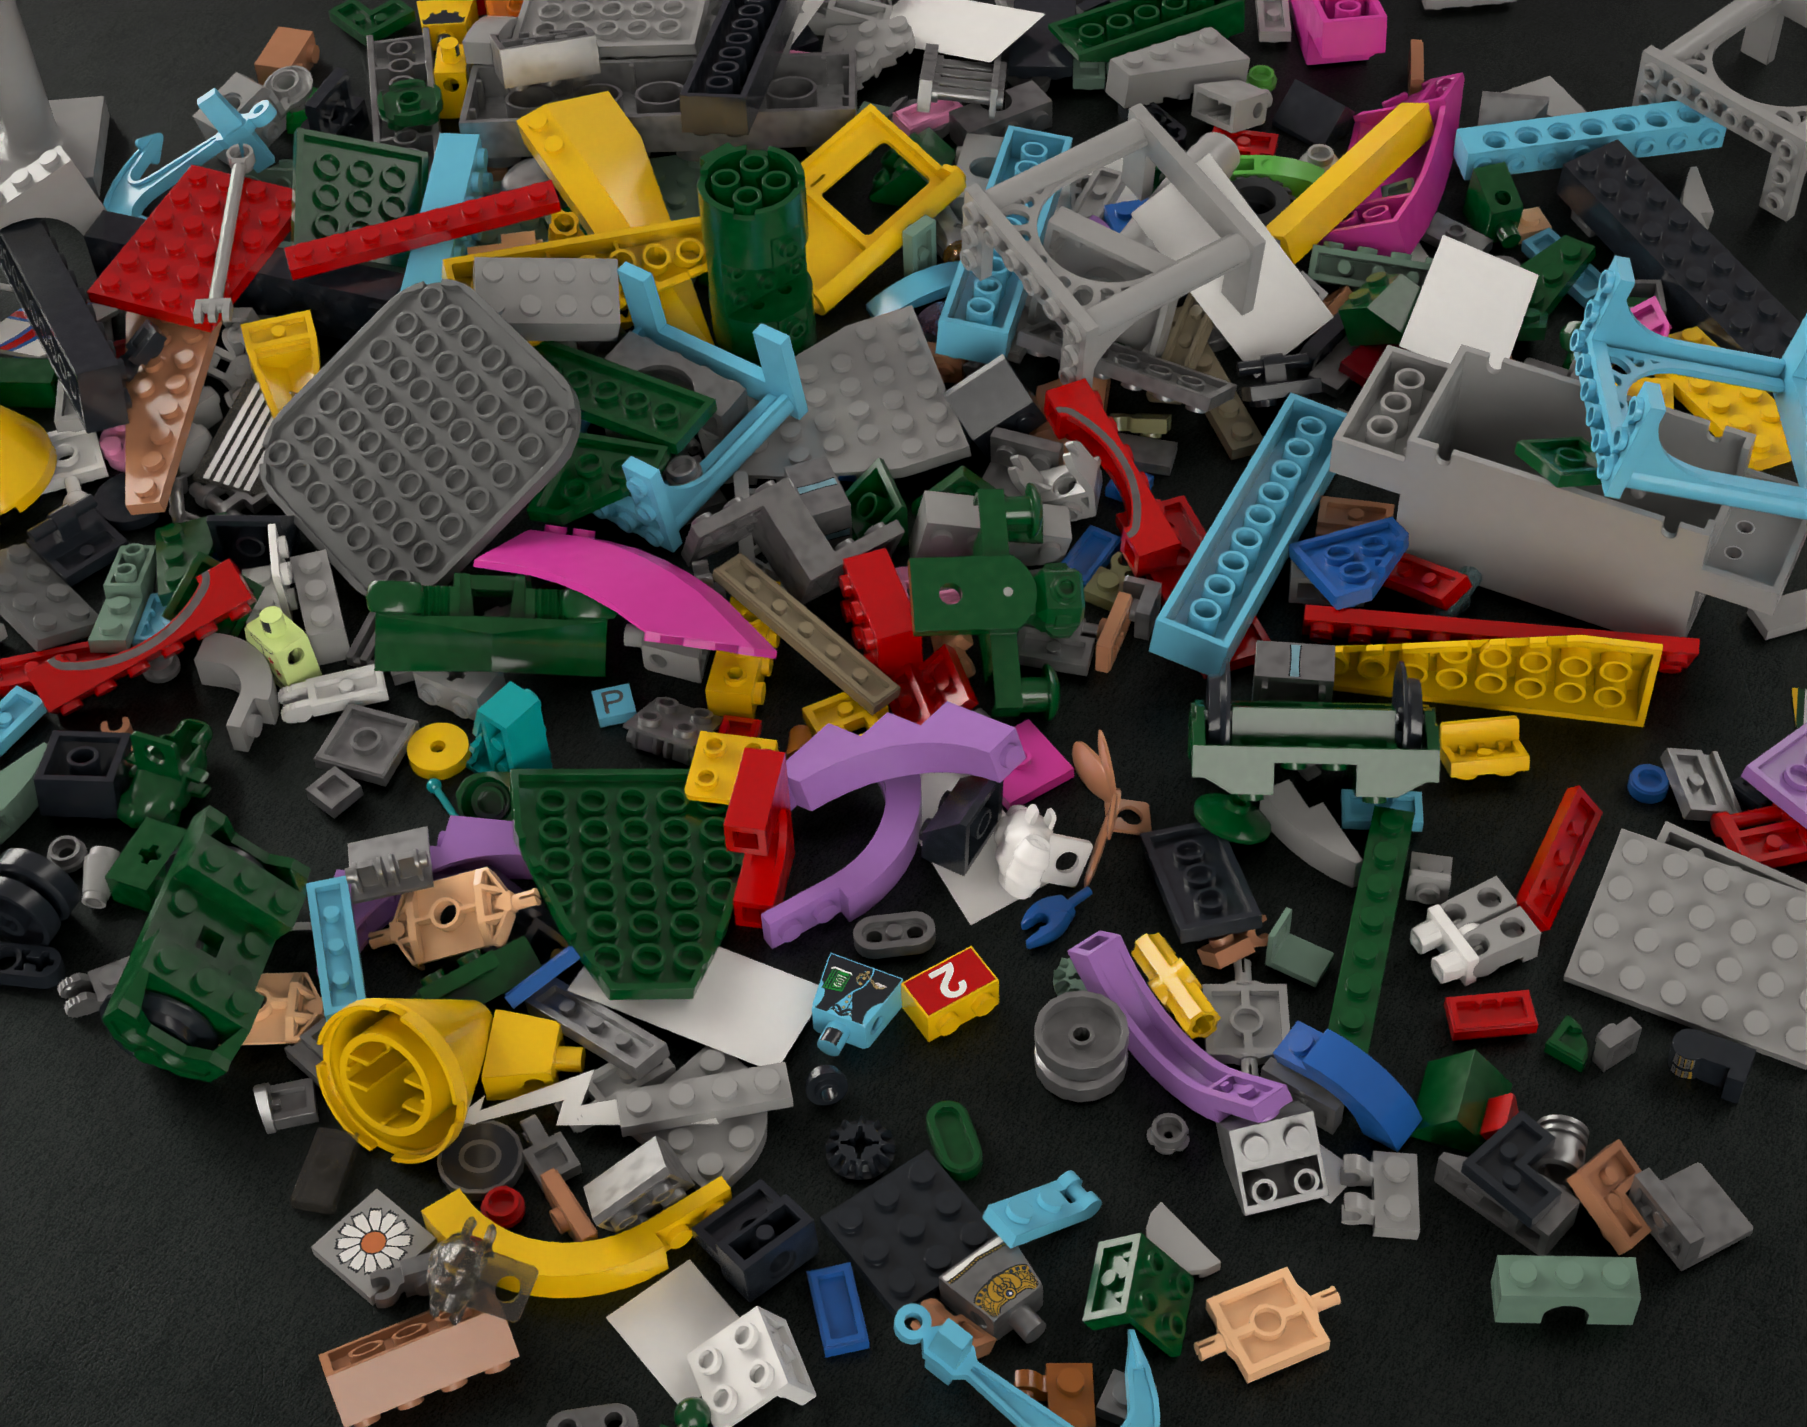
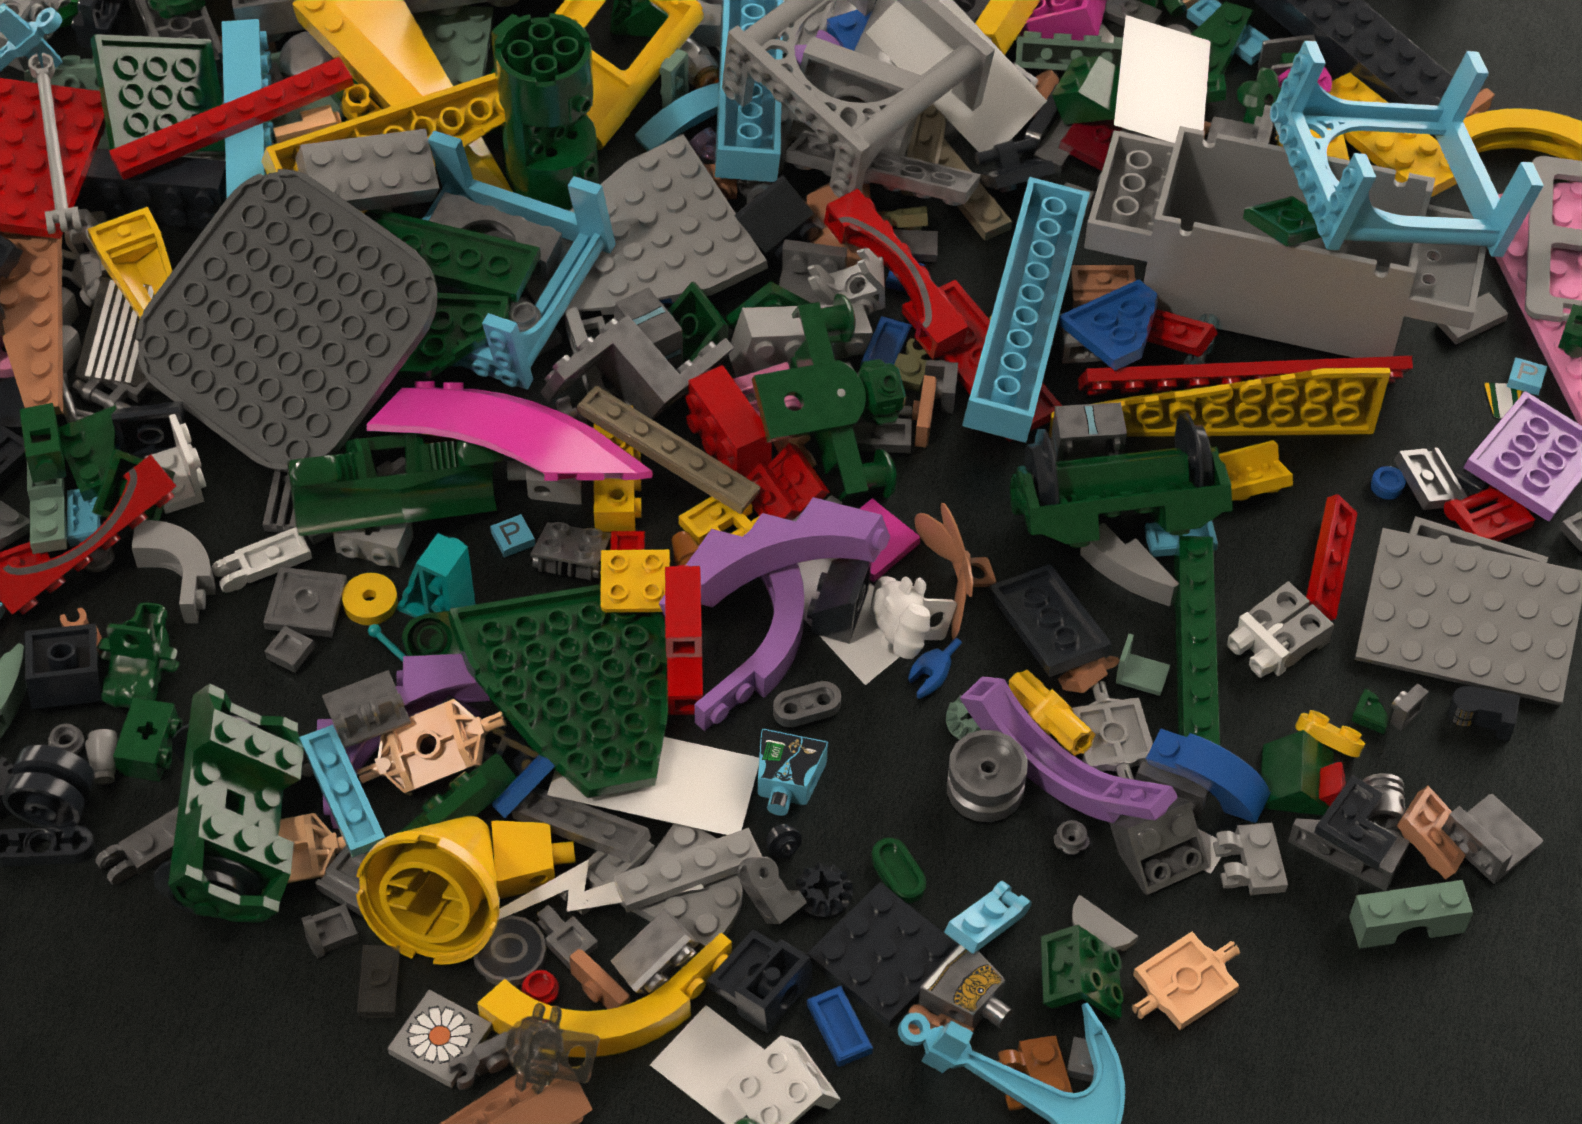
camera: 15 degrees left, 5 degrees up
(131, 537) = (42, 442): none -> dark green brick
(281, 642) = (209, 524): yellowish green torso -> none
(320, 606) = (232, 486): light grey arch -> none
(783, 1126) = (767, 890): none -> flat silver leg
(950, 994) = (867, 748): brick -> none
(1232, 818) = (1061, 562): dark green dish -> none
(1429, 878) = (1232, 590): light grey bracket -> none
(1490, 1015) = (1299, 697): red plate -> none
(1525, 1070) = (1343, 740): none -> yellow plate

